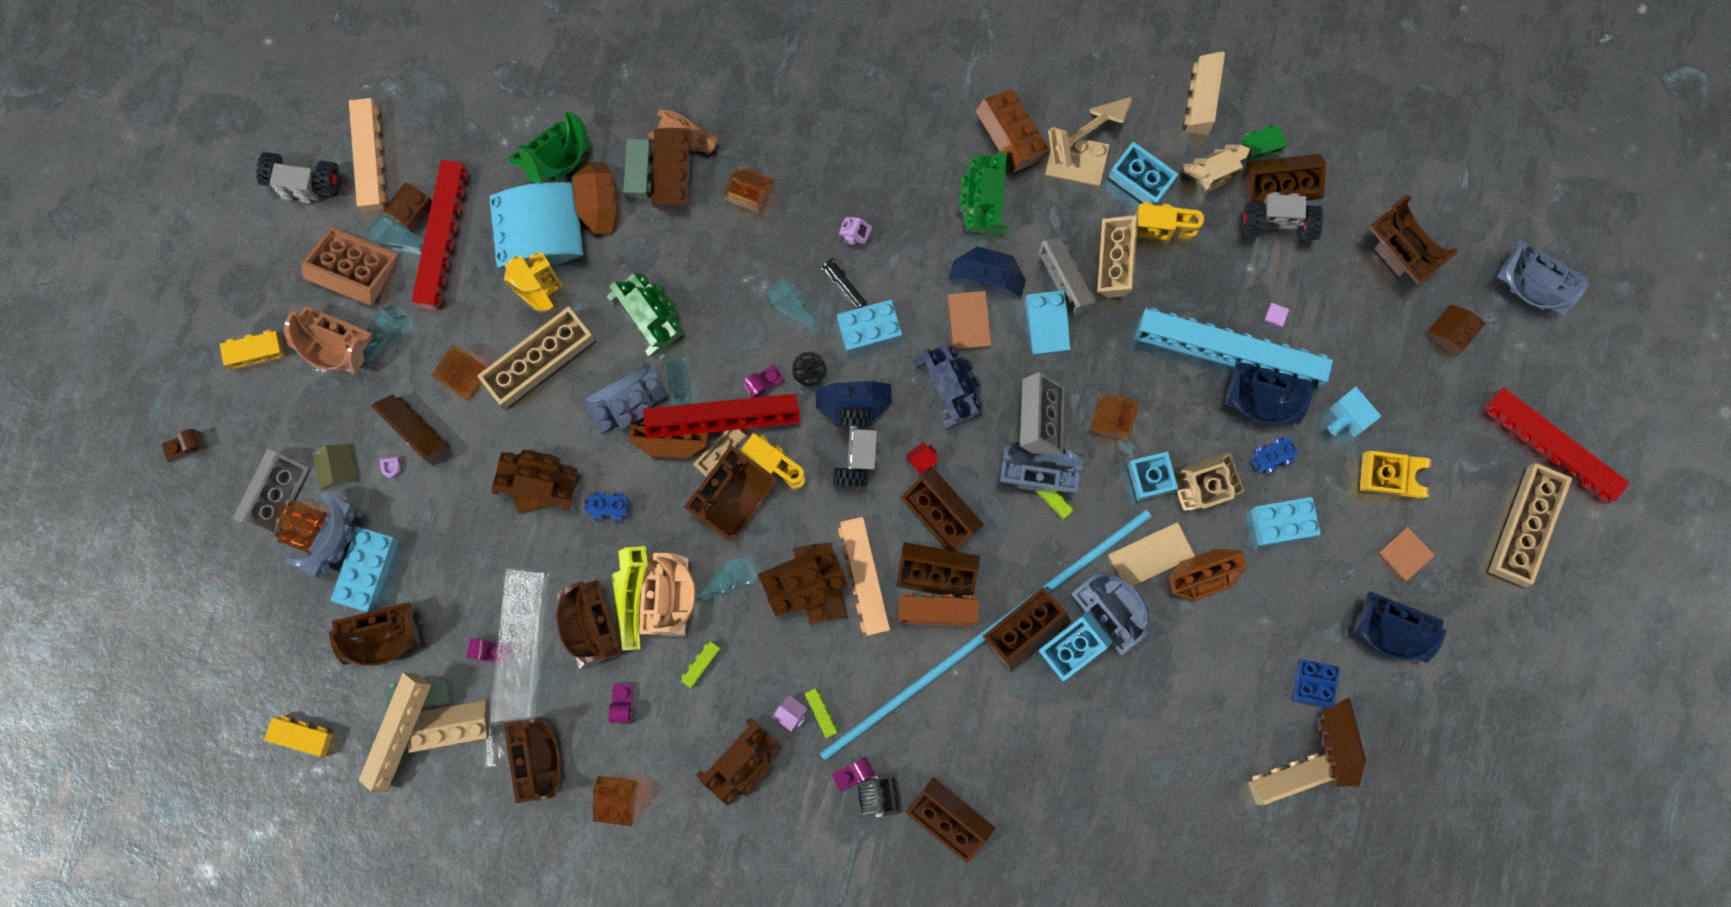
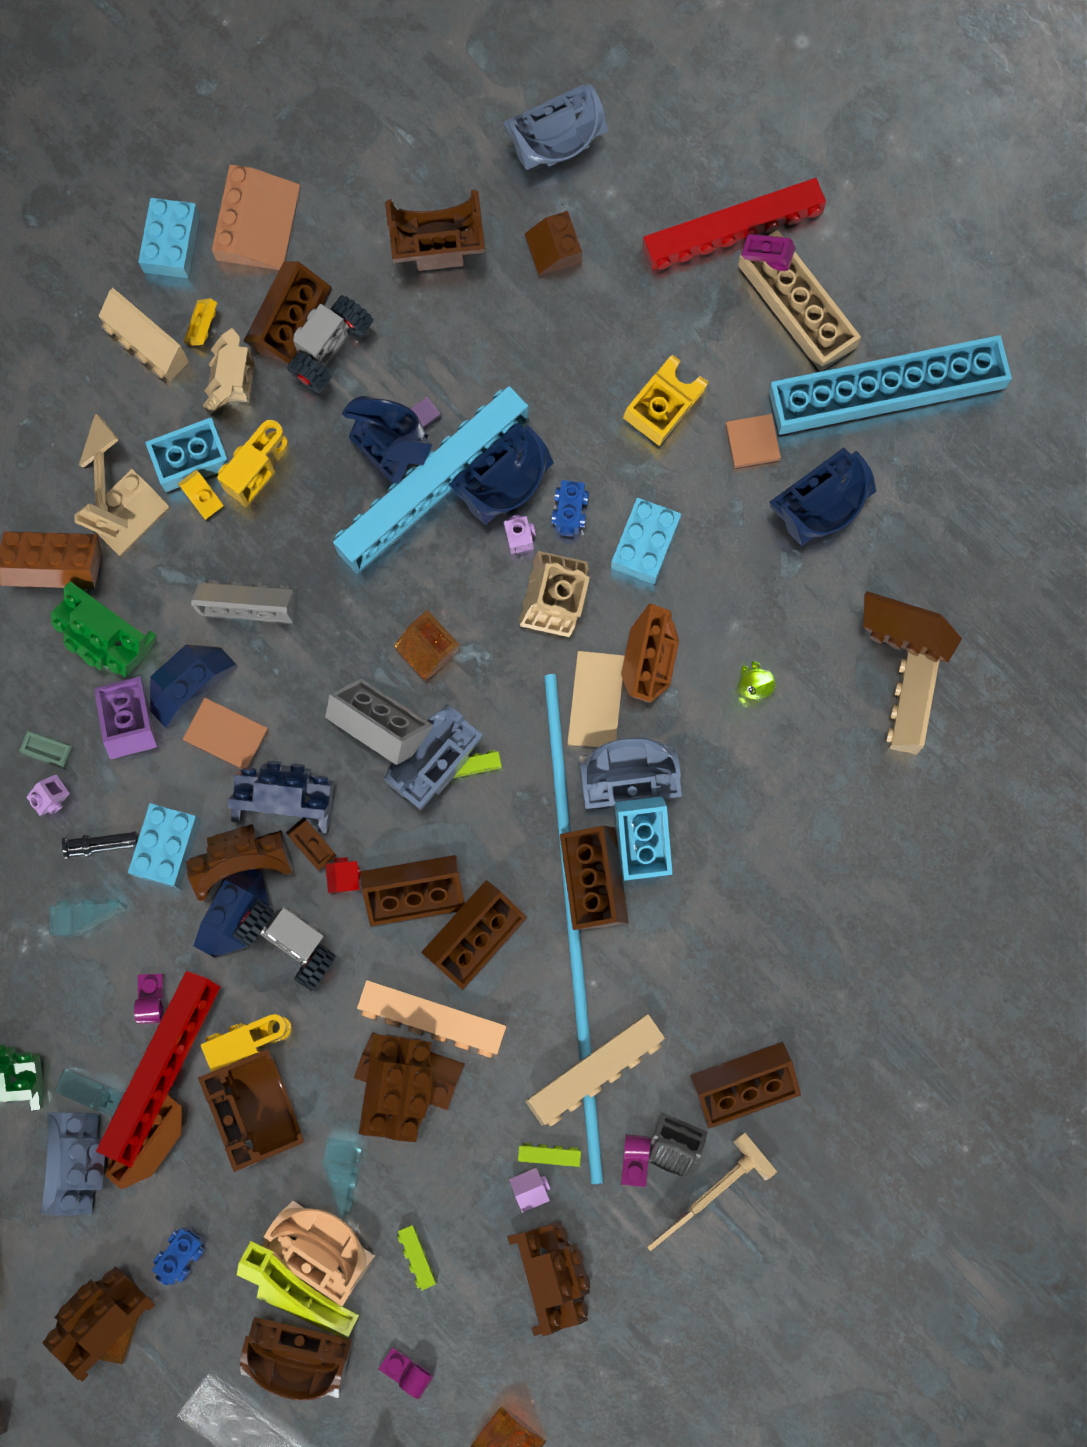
camera: 55 degrees left, 0 degrees up
(711, 456) = (195, 1103): tan tile -> none
(809, 369) = (168, 939): black wheel -> none
(885, 209) = (46, 749): none -> sand green tile
(894, 376) = (234, 853): none -> reddish brown piece
(897, 709) = (594, 1070): none -> tan brick
(902, 854) = (752, 1159): none -> tan piece
(931, 423) = (311, 843): none -> reddish brown plate
(938, 247) = (124, 718): none -> medium lavender slope
(938, 611) = (517, 961): dark orange brick -> none
(1047, 322) = (281, 652): medium azure slope -> none
(1117, 256) = (257, 535): tan slope -> none
(1121, 200) = (200, 494): none -> yellow plate
(1152, 476) = (514, 646): medium azure brick -> none
(1233, 431) = (519, 534): none -> lavender brick
(1234, 659) = (756, 682): none -> clear neon green piece
(1240, 125) = (200, 322): none -> yellow plate
(1244, 309) = (398, 440): none -> dark blue piece
(1264, 142) = (235, 309): green brick -> none
(1285, 67) = (169, 238): none -> medium azure brick
(1316, 683) = (830, 615): blue slope -> none
(1337, 116) = (255, 218): none -> nougat slope
(1353, 413) = (576, 401): medium azure brick -> none
(1512, 627) = (889, 384): none -> medium azure brick
(1554, 484) = (770, 249): none -> magenta plate

